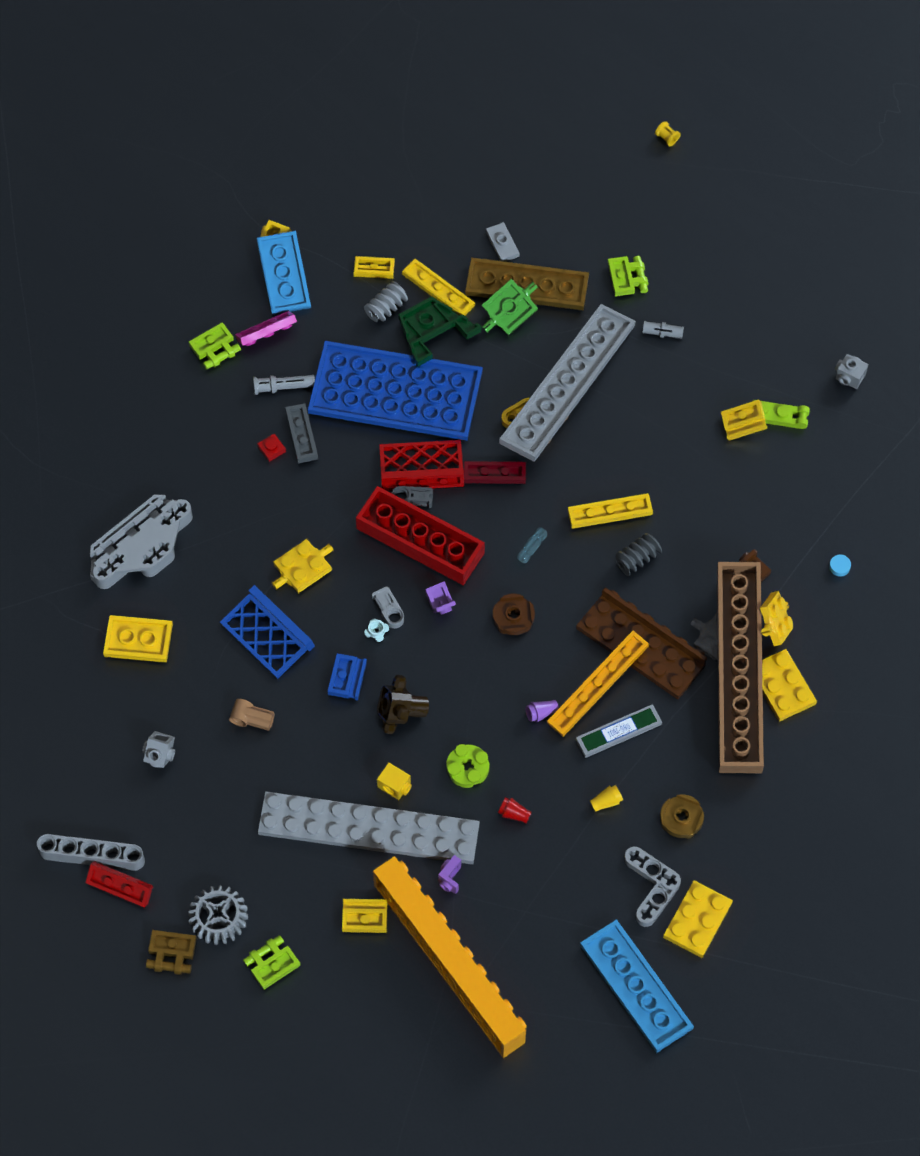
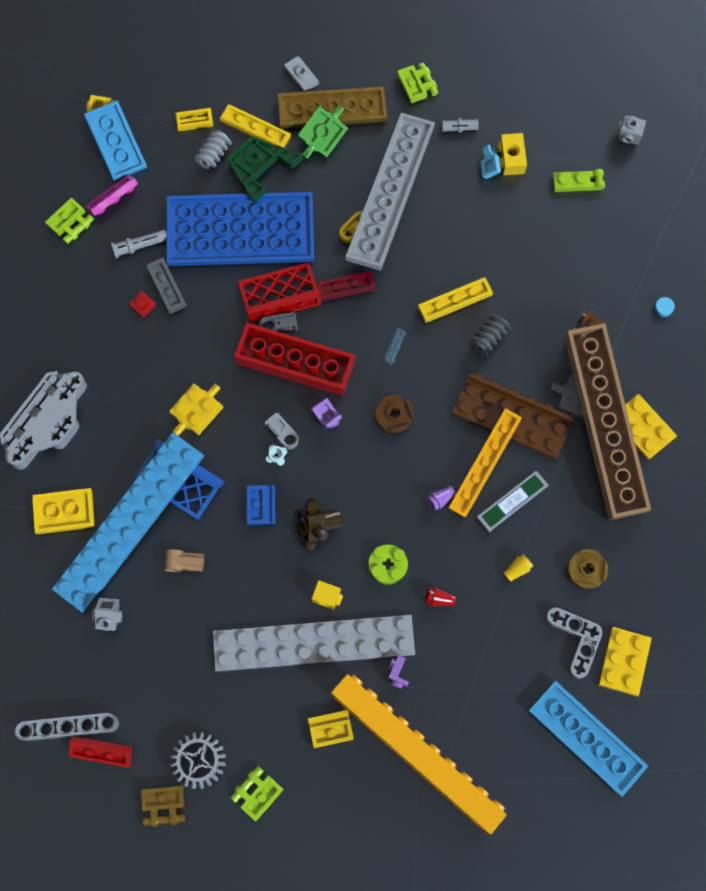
camera: 15 degrees left, 10 degrees up
(203, 663) = (128, 523): none -> dark azure plate
(686, 376) = (491, 164): none -> medium azure plate
(712, 360) = (512, 144): none -> yellow brick
(744, 420) = (551, 192): yellow plate -> none
(776, 619) = (627, 370): yellow plate -> none

